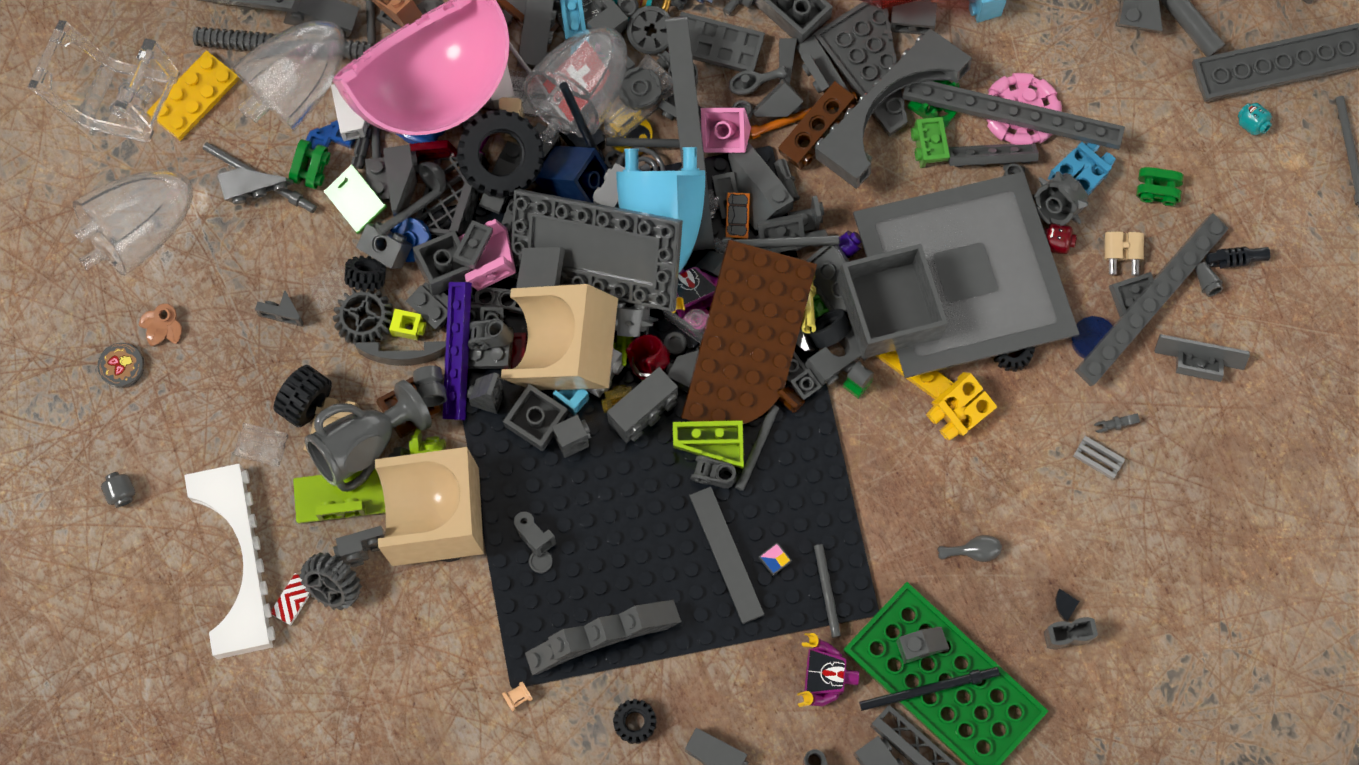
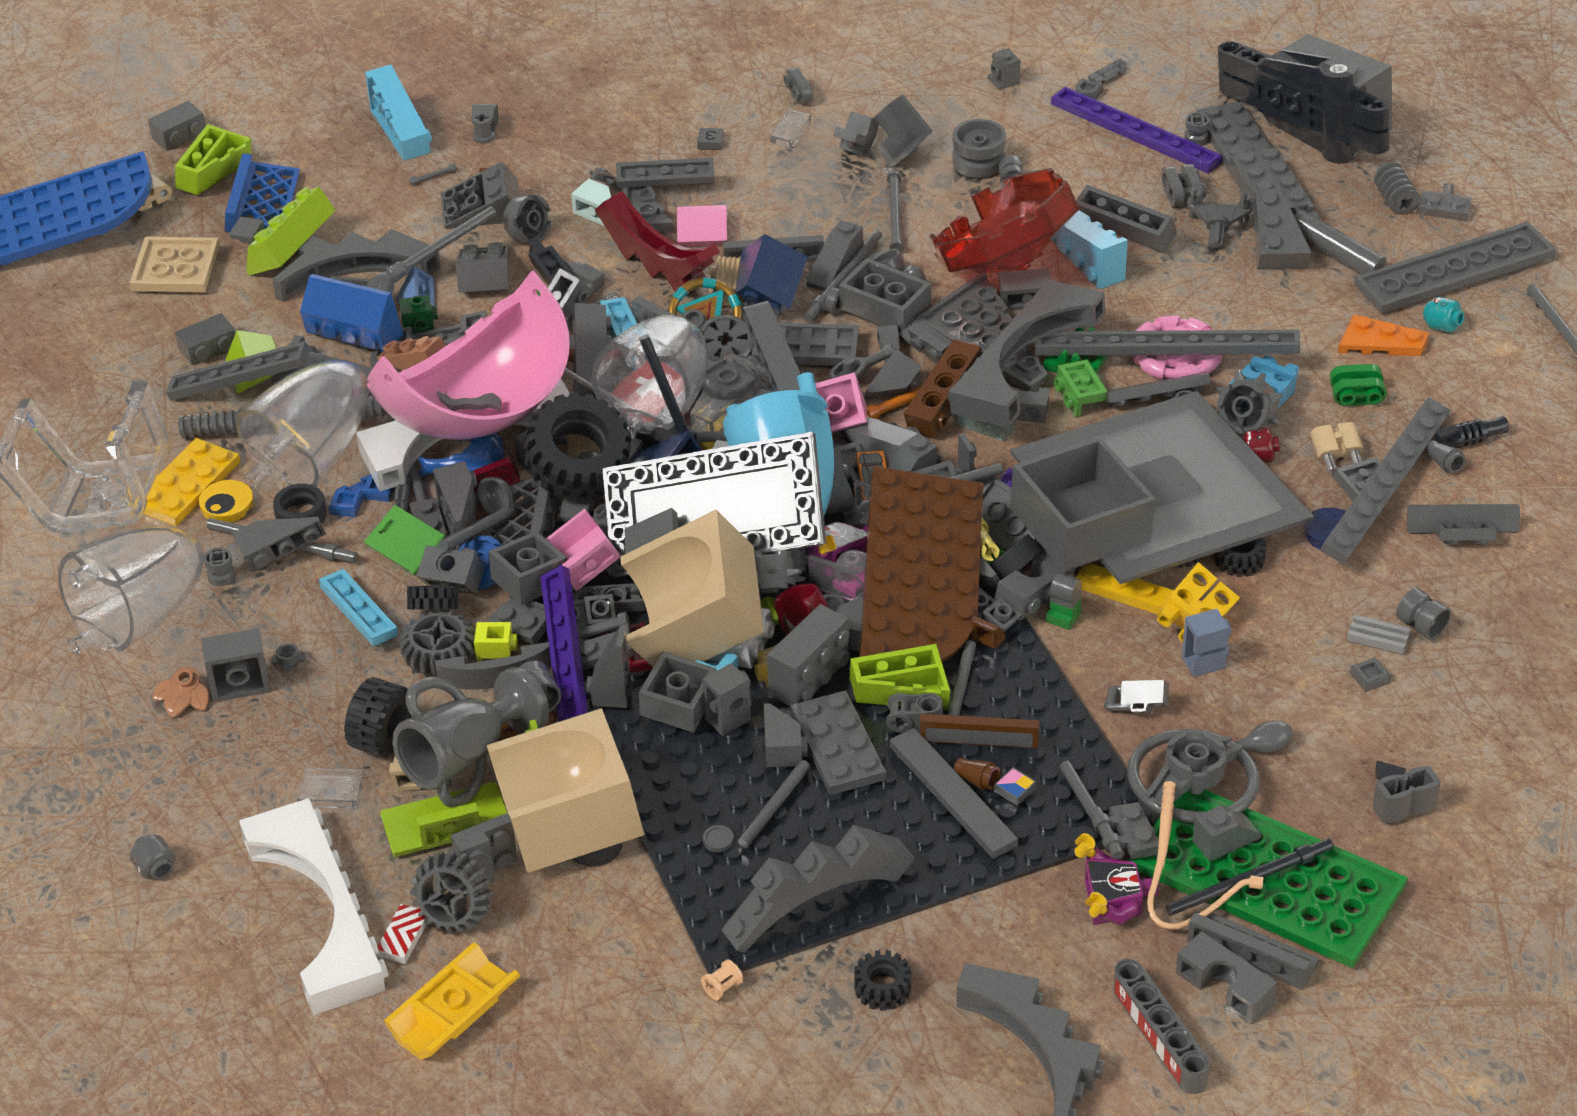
camera: 10 degrees left, 30 degrees down
(121, 365) = (136, 739): tile -> none
(202, 314) = (235, 665): none -> dark grey brick
(206, 204) = (219, 566): none -> dark grey wheel
(221, 124) = (226, 500): none -> yellow tile
(245, 299) = (288, 656): none -> dark grey plate
(272, 132) = (300, 494): none -> black tyre
(284, 313) = (337, 655): dark grey slope -> none
(307, 266) = (358, 607): none -> medium azure plate
(317, 675) = (449, 1002): none -> yellow piece
(319, 158) = (353, 506): green brick -> none
(432, 83) = (482, 402): none -> dark grey hair
(472, 244) = (562, 533): dark grey plate -> none
(489, 334) = (603, 614): dark grey piece -> none
(532, 535) = (703, 807): dark grey leg -> none
(589, 537) = (773, 804): none -> dark grey bar
(607, 478) = (782, 738): none -> dark grey slope
(650, 486) = (838, 742): none -> dark grey plate
(750, 543) = (980, 773): none -> reddish brown cone
(759, 501) = (979, 730): none -> tile
(853, 626) = (1132, 828): none -> dark grey plate
(877, 630) = (1164, 833): none -> light nougat piece
(882, 152) = (1034, 405): none -> dark grey leg
(891, 487) = (1138, 695): none -> piece
(901, 585) = (1193, 763): none -> dark grey piece
(957, 449) = (1205, 642): none -> sand blue piece
(1080, 497) = (1370, 674): none -> dark grey tile
(1117, 422) = (1386, 599): dark grey piece -> none
(1139, 449) = (1424, 613): none -> dark grey wheel
(1195, 129) = (1376, 335): none -> orange wing

